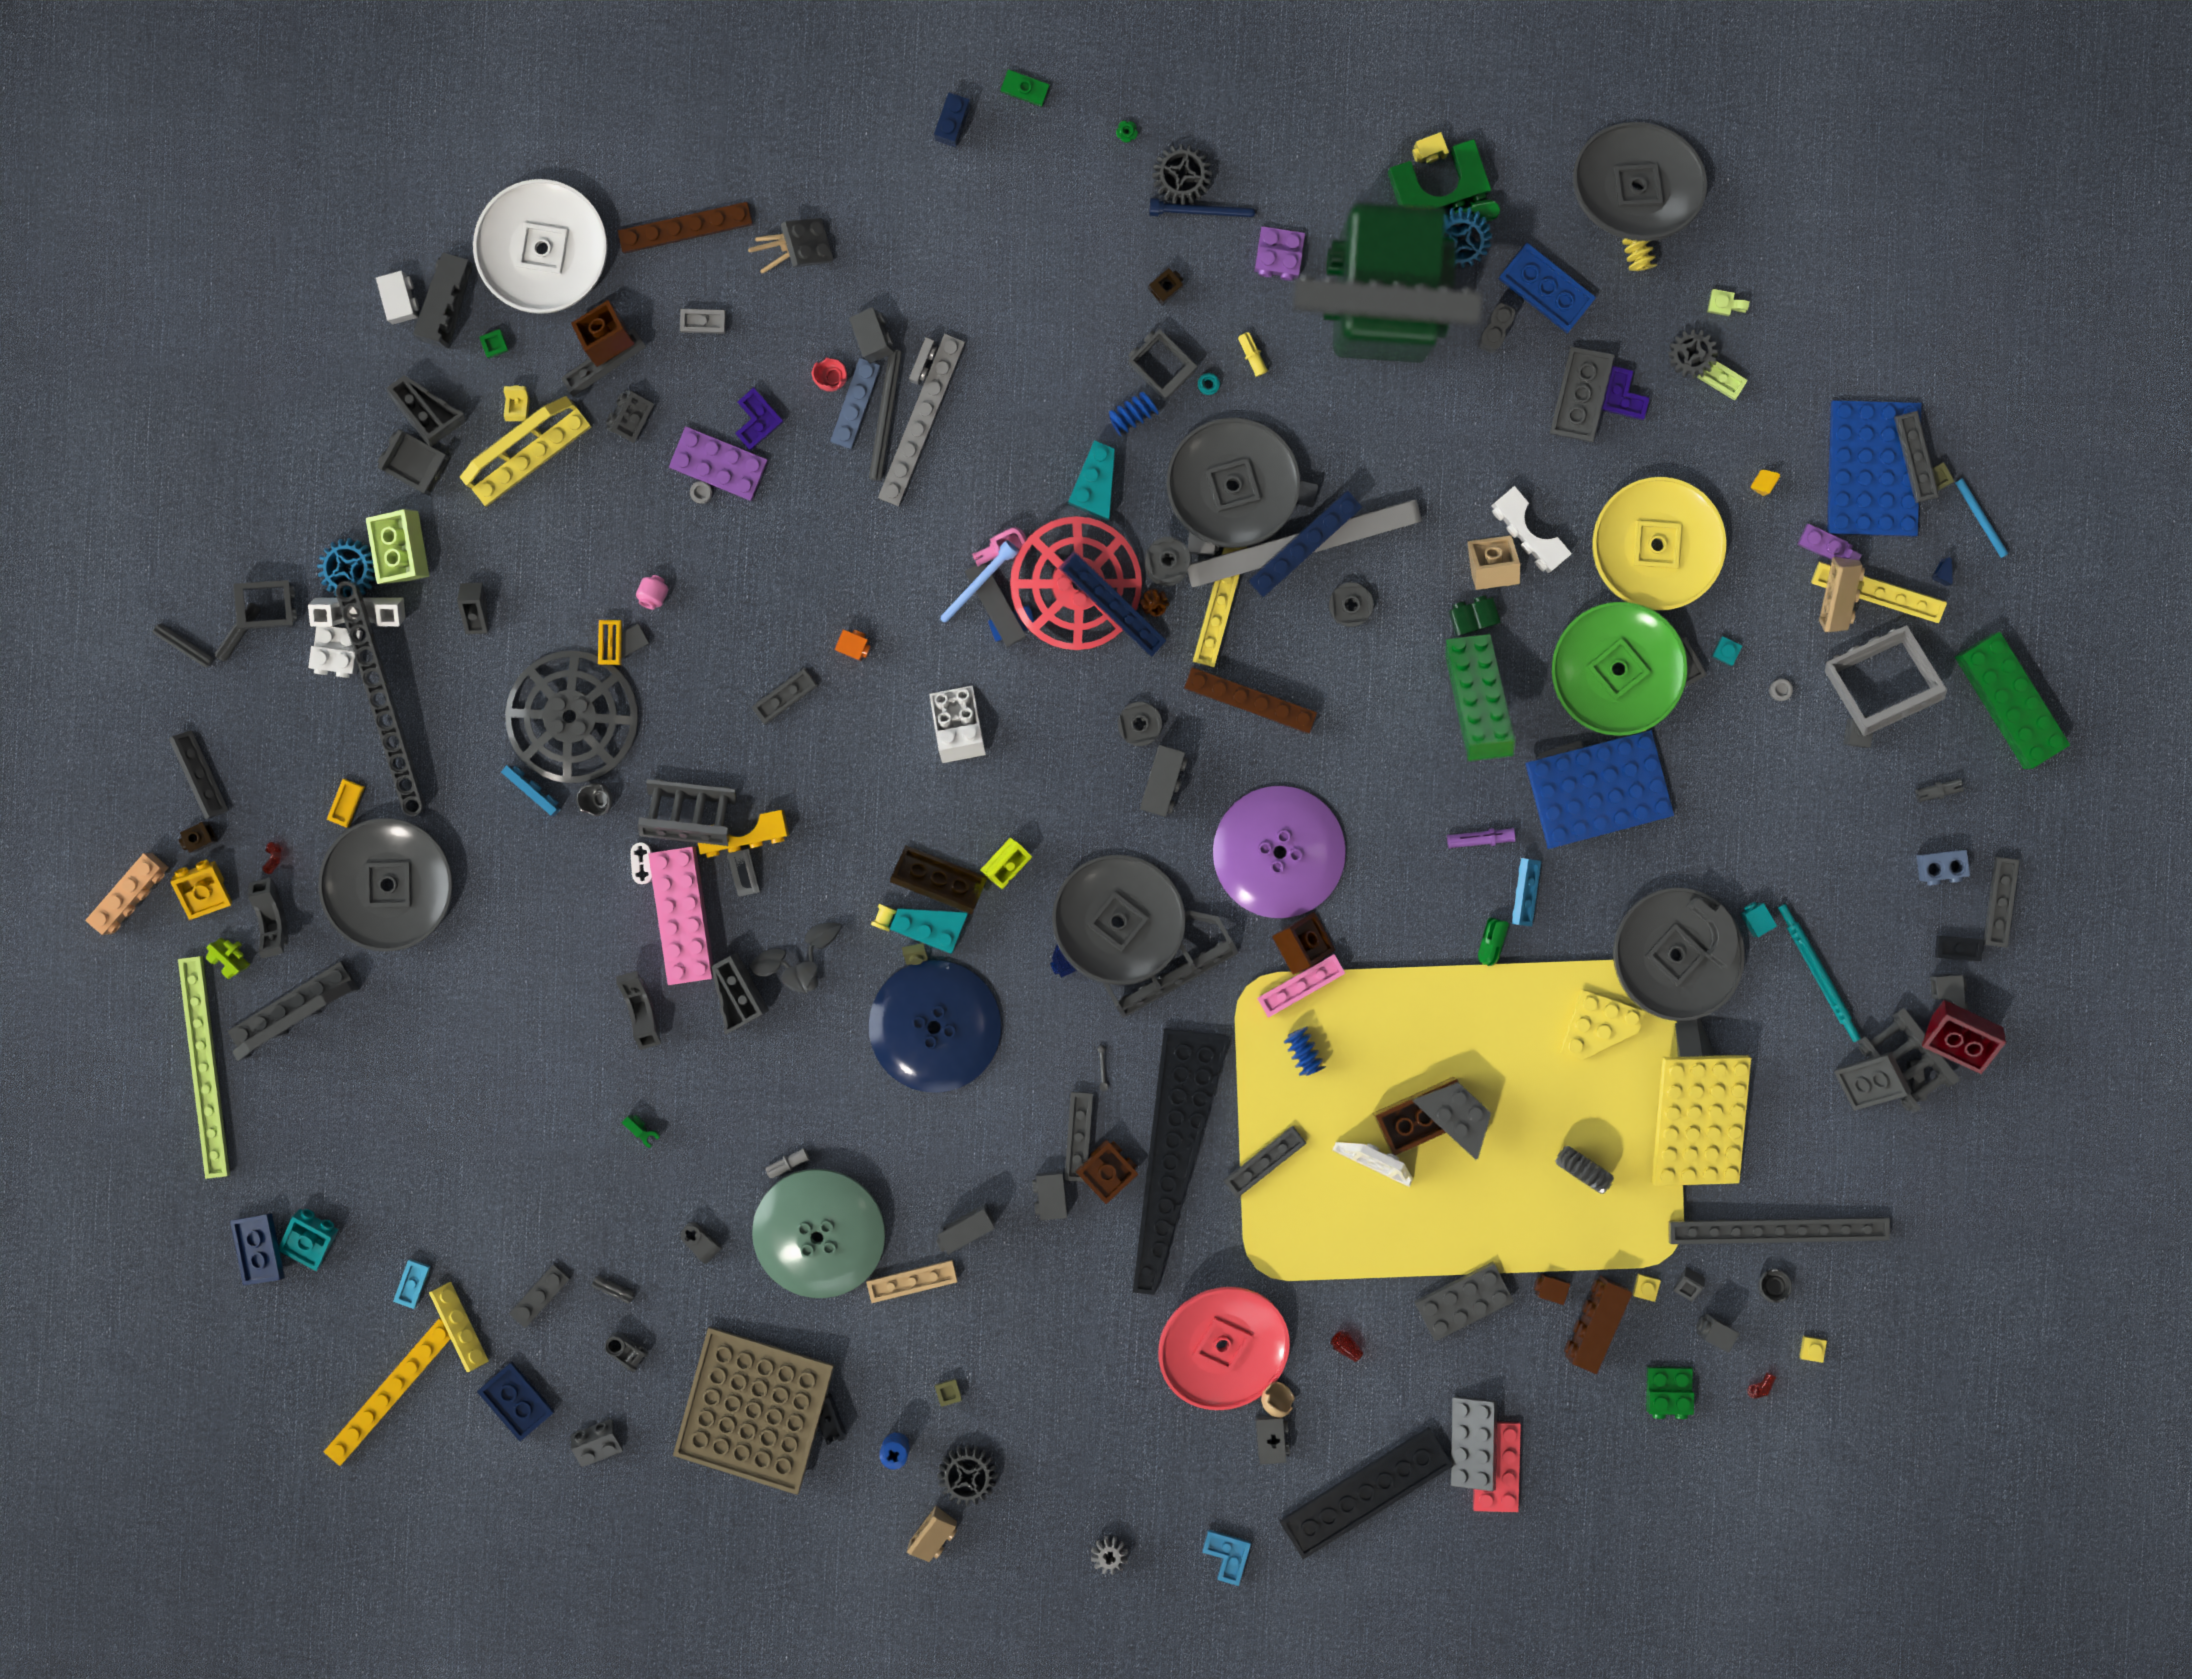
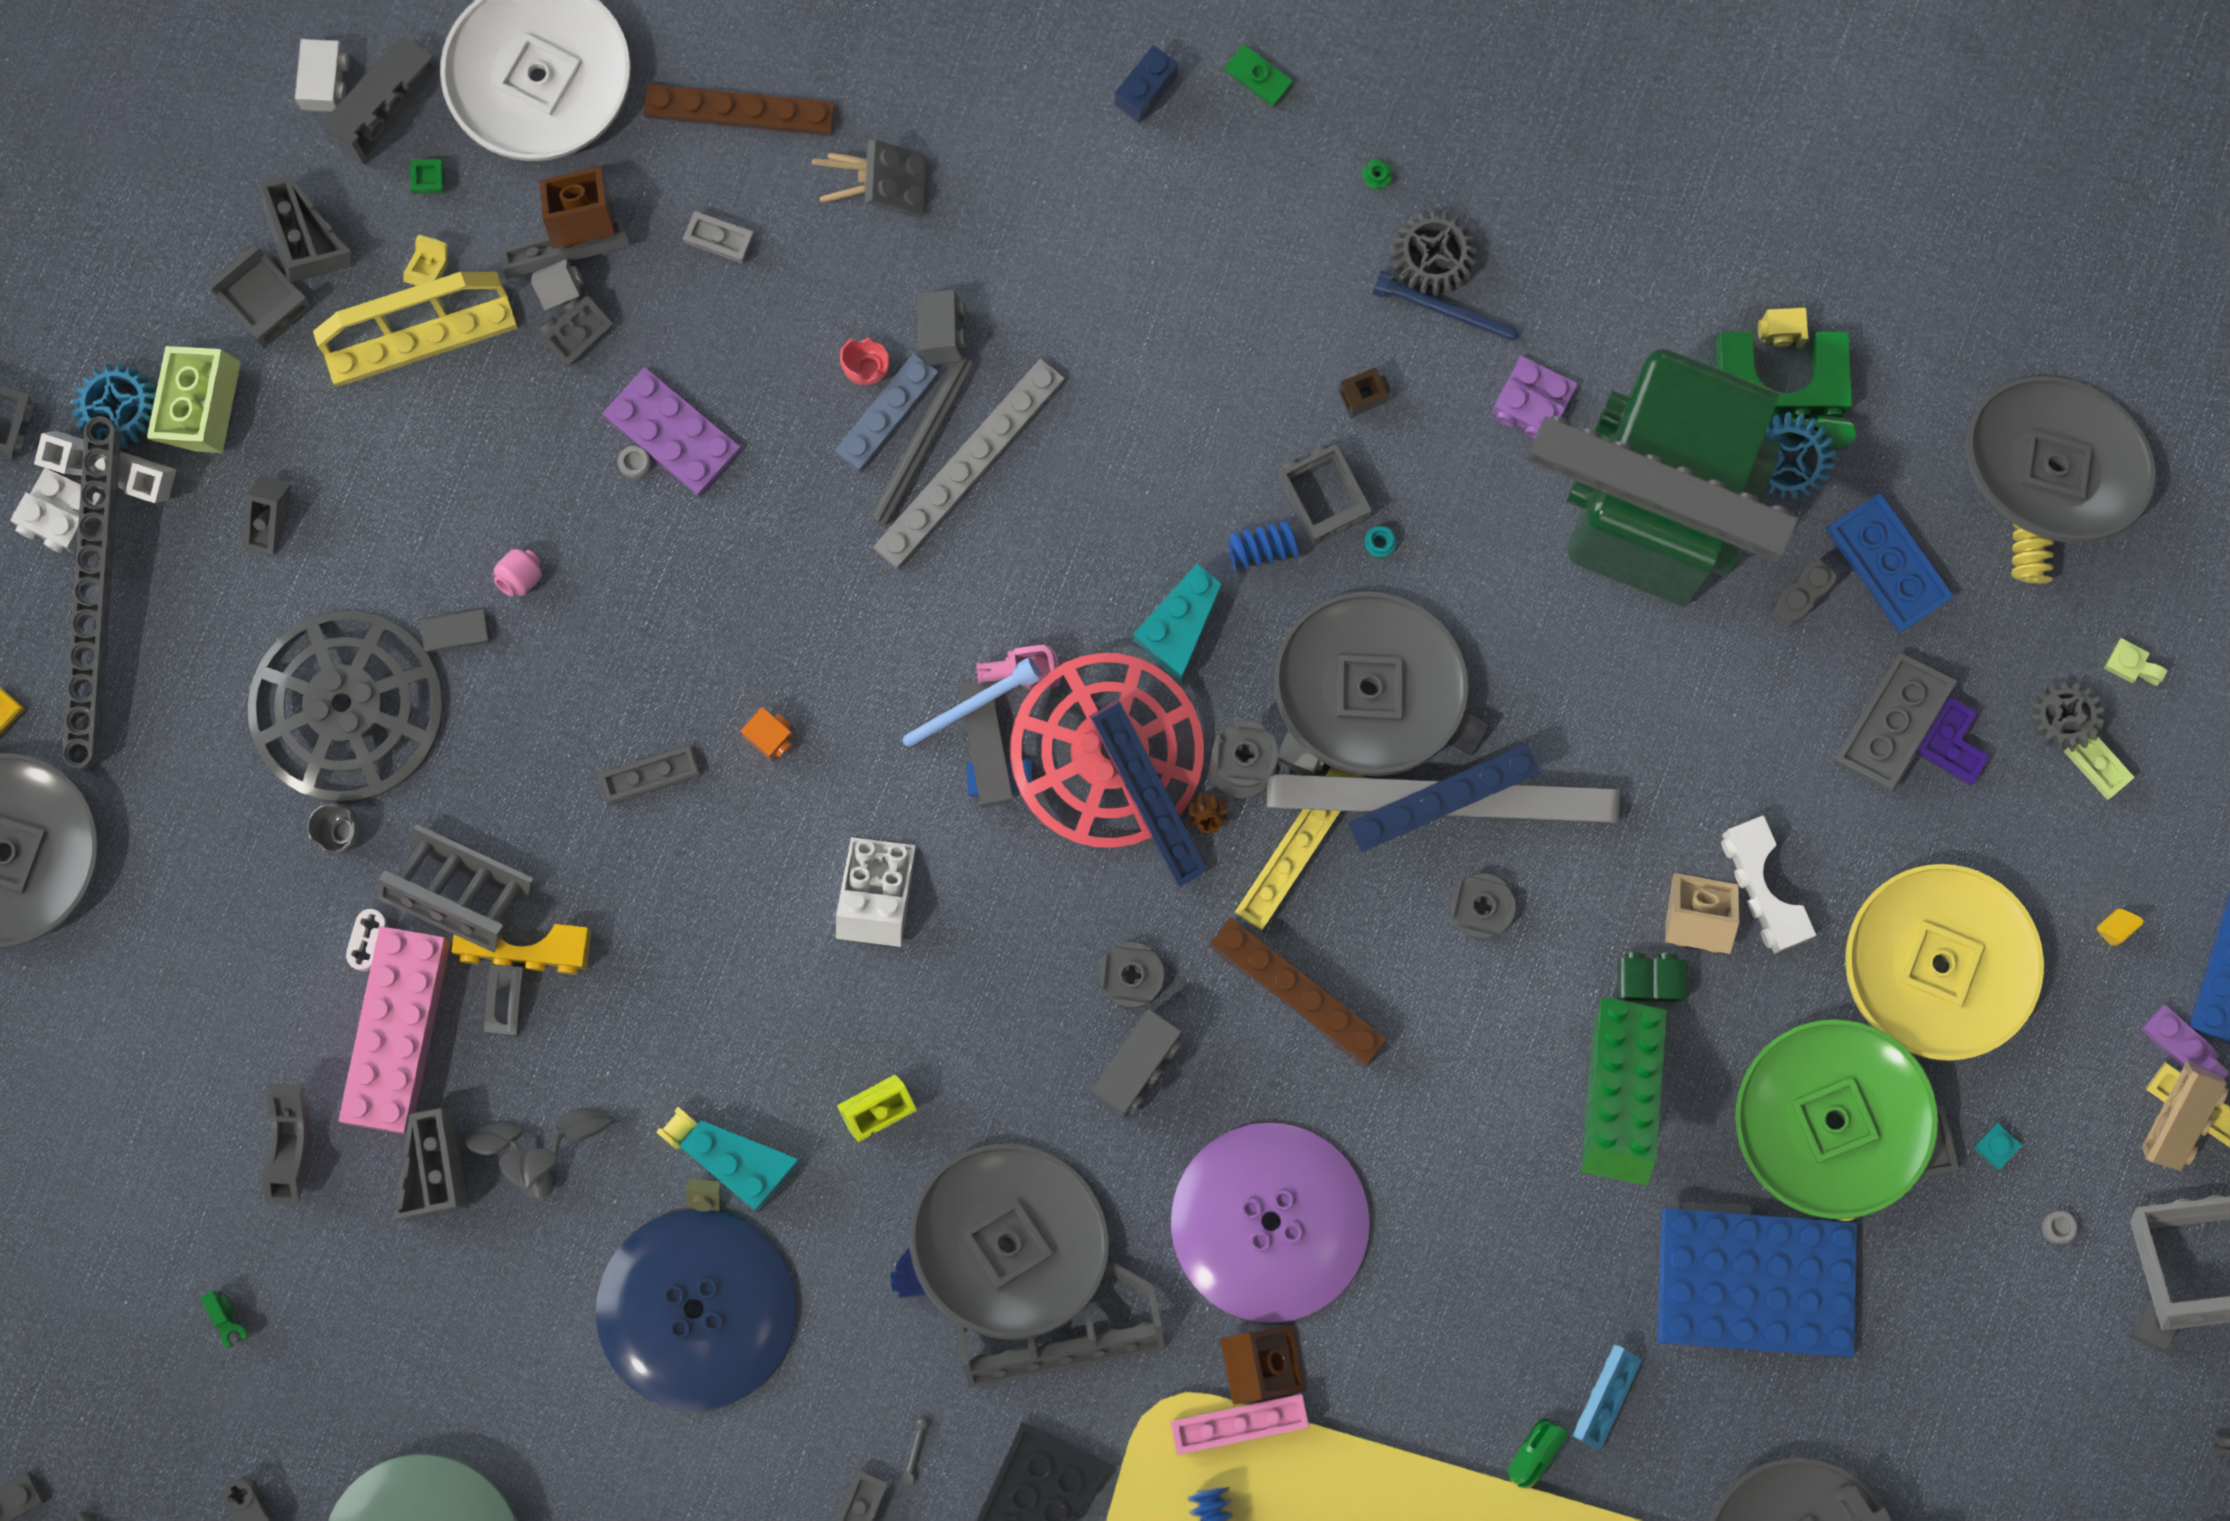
camera: 10 degrees right, 10 degrees down
(531, 789) = (252, 786): dark azure plate -> none
(607, 389) = (557, 283): none -> light grey brick
(610, 661) = (446, 626): yellow tile -> none
(763, 419) = (753, 389): dark purple plate -> none
(787, 1163) = (415, 1438): light grey axle -> none
(919, 370) = (990, 394): light grey plate -> none
(938, 879) = (773, 1099): dark brown plate -> none
(1252, 354) = (1454, 521): light yellow axle -> none
(1481, 838) = (1559, 1296): medium lavender pin -> none

